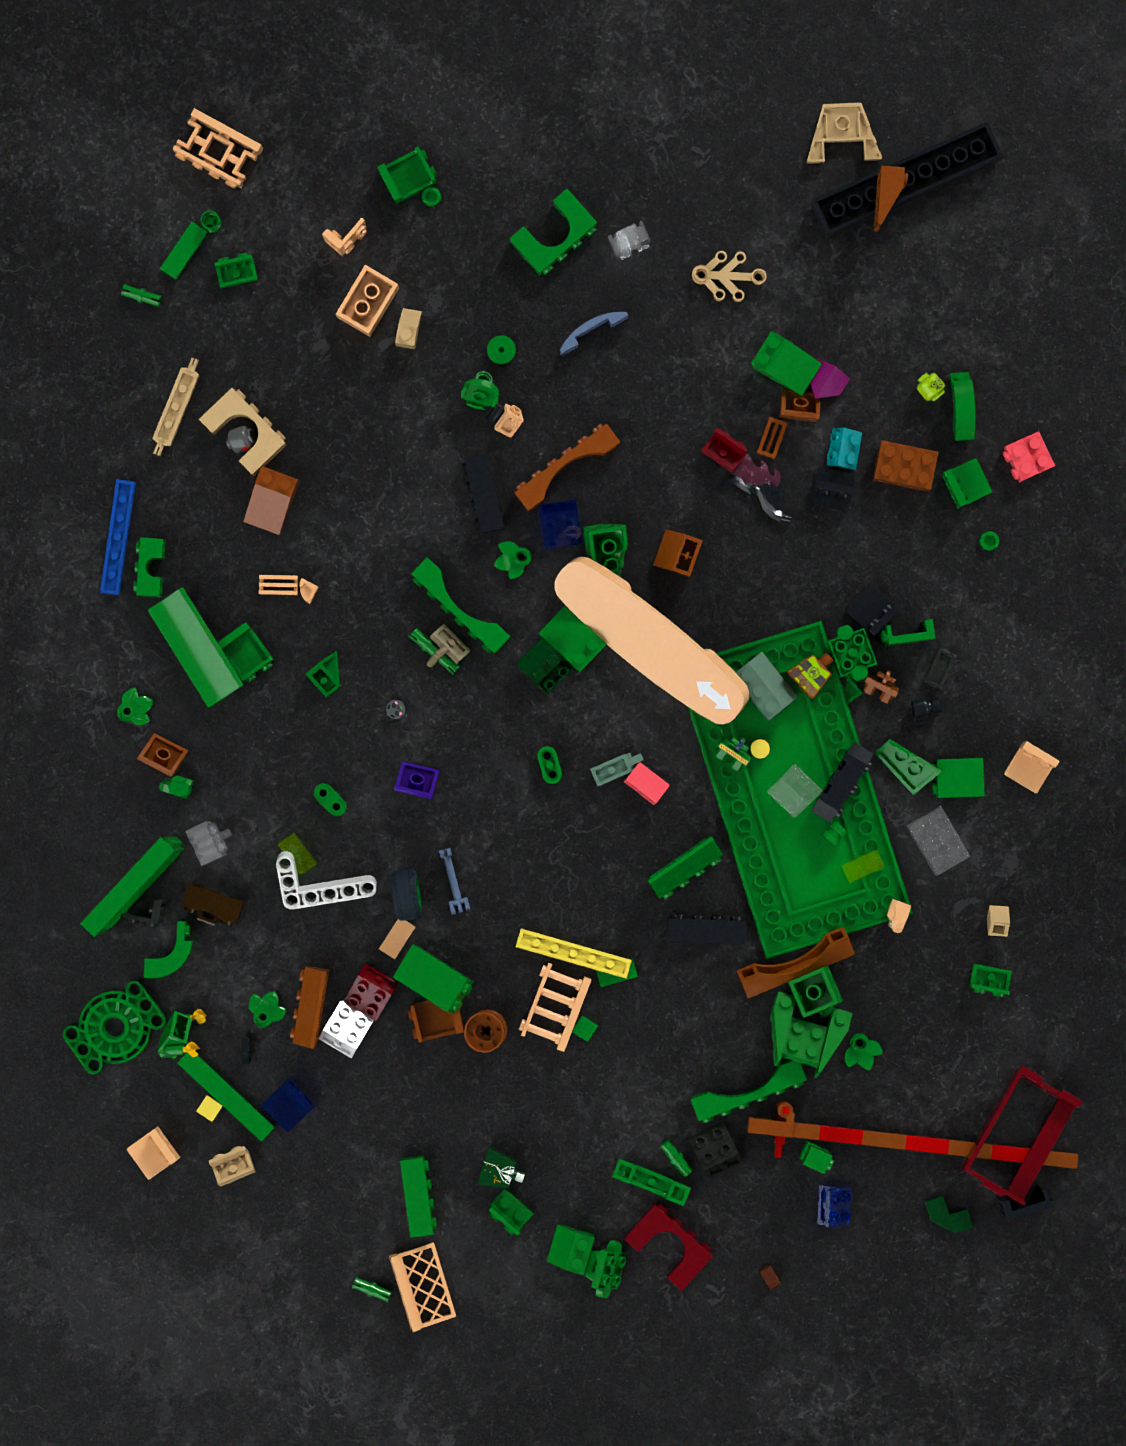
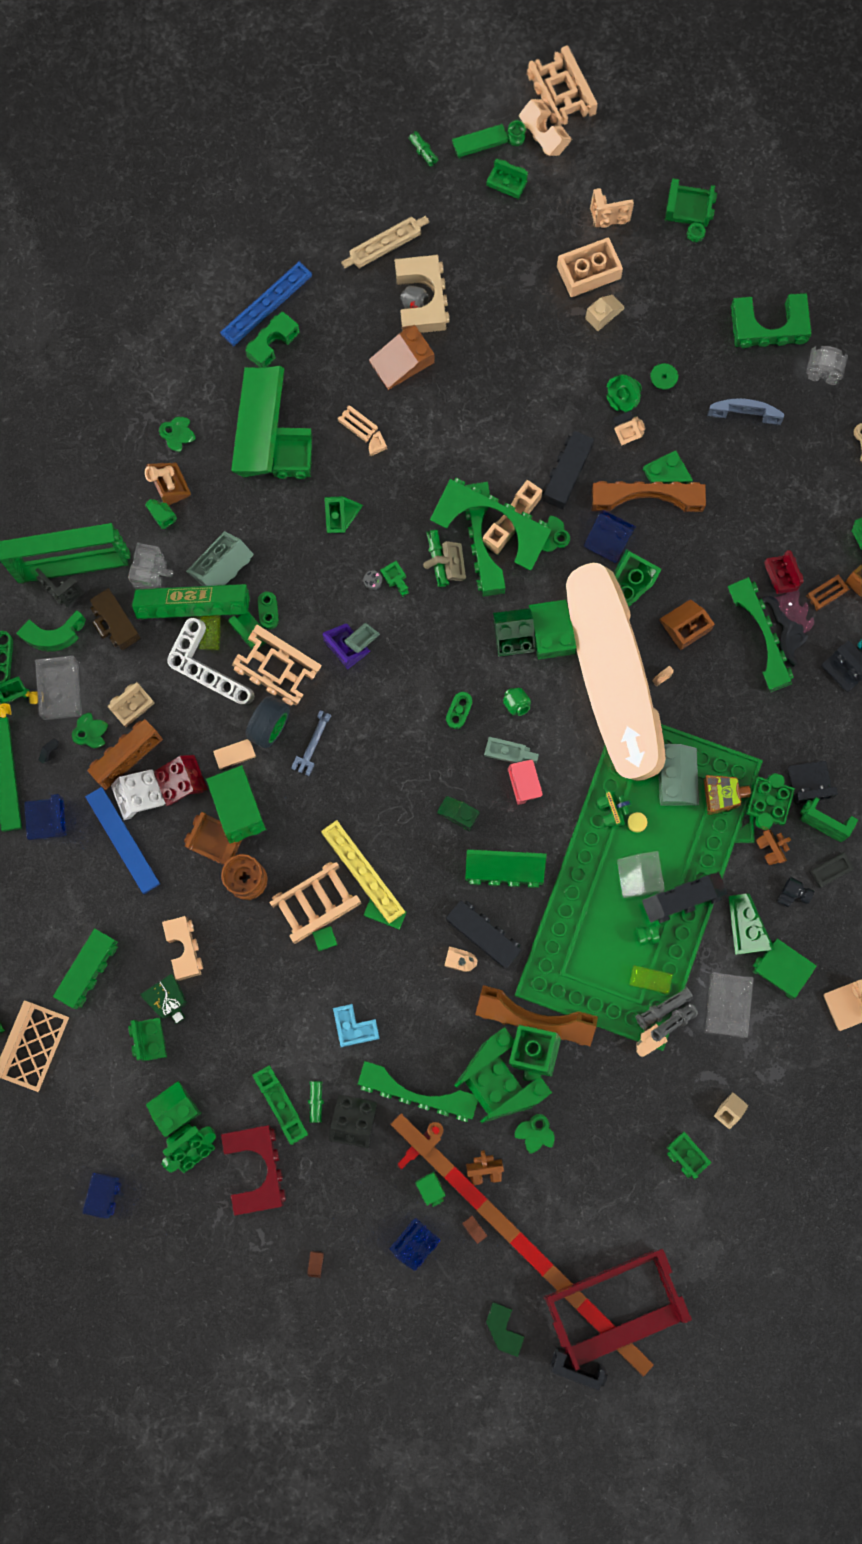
camera: 40 degrees right, 10 degrees down
(149, 763) = (152, 474): none -> light nougat piece
(214, 994) = (58, 688): none -> clear brick
(218, 198) = (535, 118): none -> light nougat arch
(259, 791) = (220, 561): none -> sand green slope
(265, 843) = (191, 601): none -> green brick
(282, 963) = (130, 704): none -> tan bracket
(329, 827) = (244, 626): none -> green panel
(363, 1074) = (122, 840): none -> blue tile
(373, 829) = (283, 653): none -> light nougat fence
(411, 692) = (394, 576): none -> green plate
(417, 591) = (459, 498): none -> green arch
(426, 766) = (361, 638): none -> sand green tile
(468, 1109) = (188, 964): none -> light nougat arch
(470, 571) = (503, 529): none -> light nougat arch
(565, 430) = (667, 470): none -> green wing
(568, 1354) = (102, 1195): none -> clear blue brick
(590, 722) = (516, 701): none -> green head
(612, 848) = (459, 813): none -> dark green slope
(660, 1084) = (352, 1032): none -> medium azure tile
(691, 611) = (663, 676): none -> light nougat tile
(703, 963) = (460, 960): none -> light nougat rock
(708, 493) = (745, 595): none -> green arch
(842, 1107) = (485, 1165): none -> dark orange hips
(871, 1159) = (474, 1229): none -> copper piece
(886, 889) = (656, 1013): none -> dark grey pin
(906, 880) = (679, 1018): none -> dark grey pin

